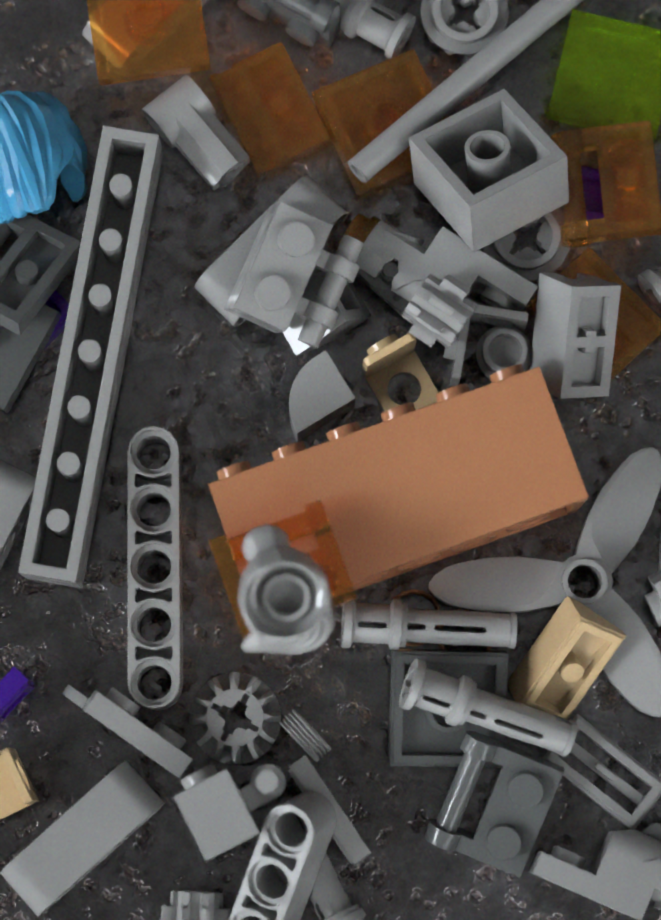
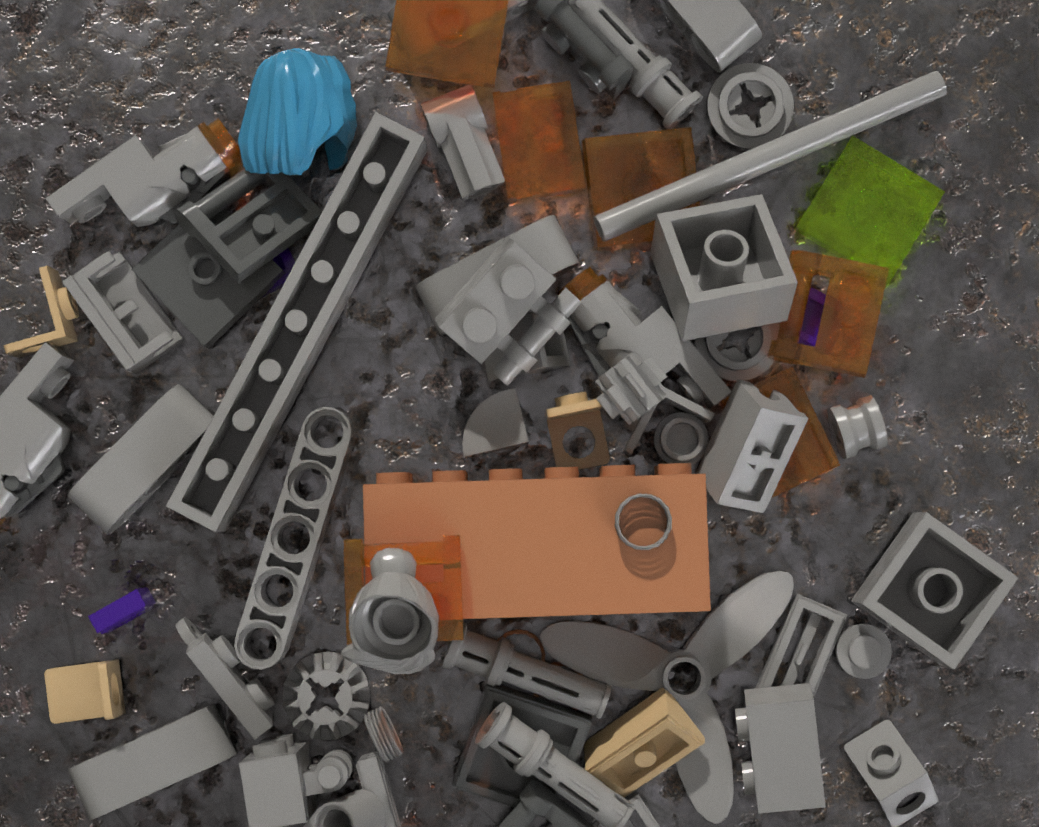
camera: 20 degrees right, 5 degrees up
(497, 404) = (667, 512): none -> light grey axle

